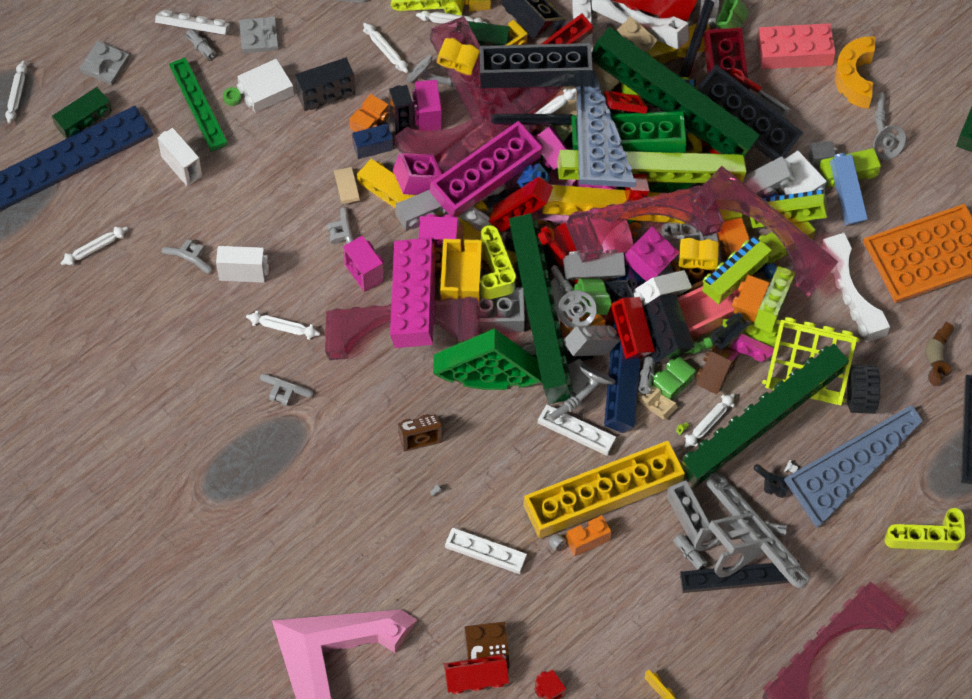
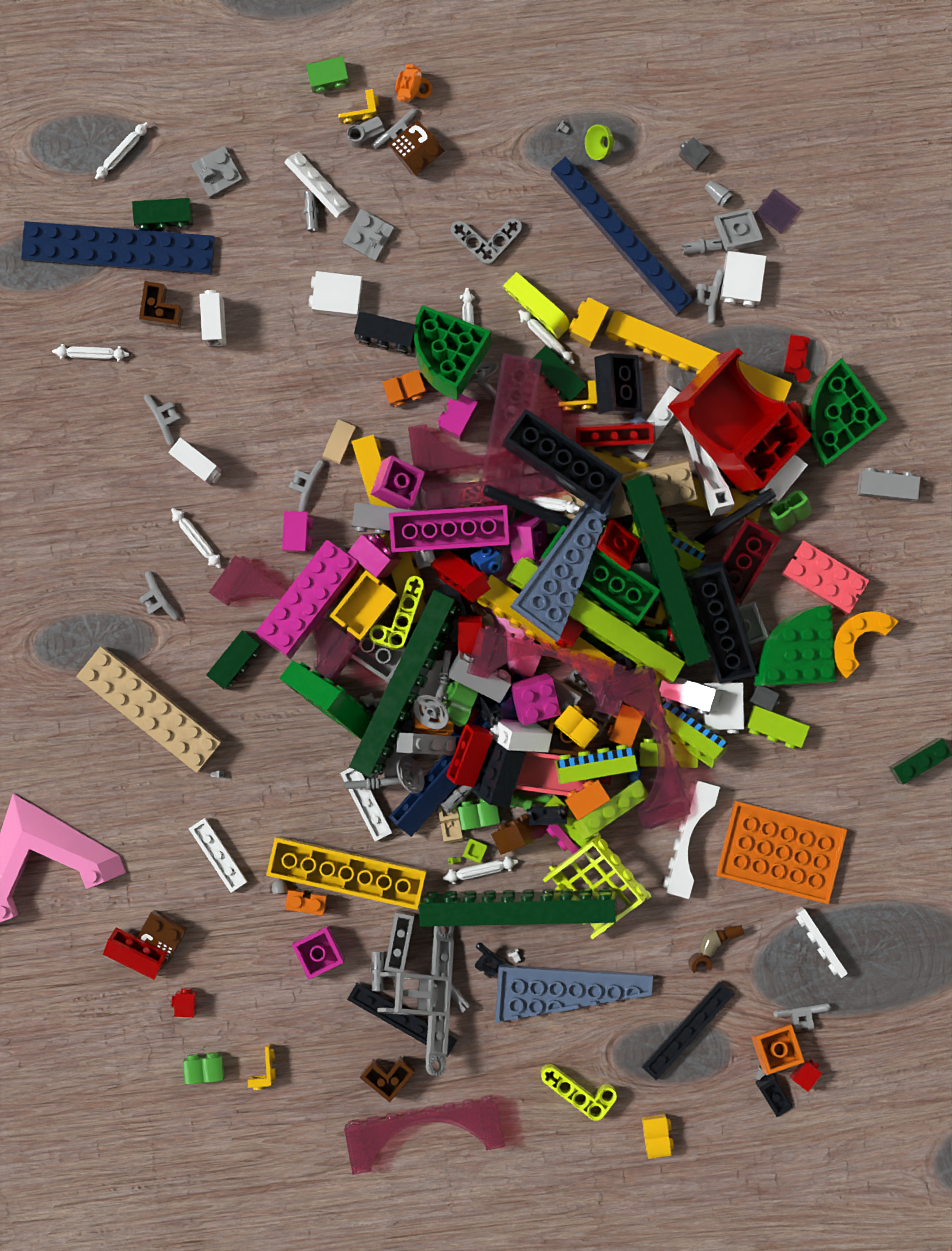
camera: 40 degrees right, 25 degrees up
(127, 179) = (154, 308): none -> reddish brown brick
(198, 104) = (267, 272): green plate -> none
(232, 96) = (303, 283): bright green tile -> none
(341, 473) = (149, 709): none -> tan brick
(372, 141) = (389, 415): dark blue brick -> none
(384, 61) = (448, 350): none -> green brick
(384, 392) = (234, 660): none -> dark green brick
(401, 108) = (428, 407): black brick -> none
(420, 432) = (236, 716): reddish brown slope -> none
(458, 56) = (504, 400): yellow brick -> none
(547, 237) = (454, 633): red bar -> none
(629, 566) = (318, 952): none -> dark pink brick
(693, 408) = (474, 850): none -> lime plate
(740, 77) = (741, 586): red bar -> none
(766, 631) = (386, 1081): none -> reddish brown brick
(822, 102) = (799, 650): none -> green brick
(848, 189) = (755, 751): medium blue brick -> none
(863, 389) = (621, 939): black tyre -> none
(885, 138) = (828, 724): light grey dish -> none

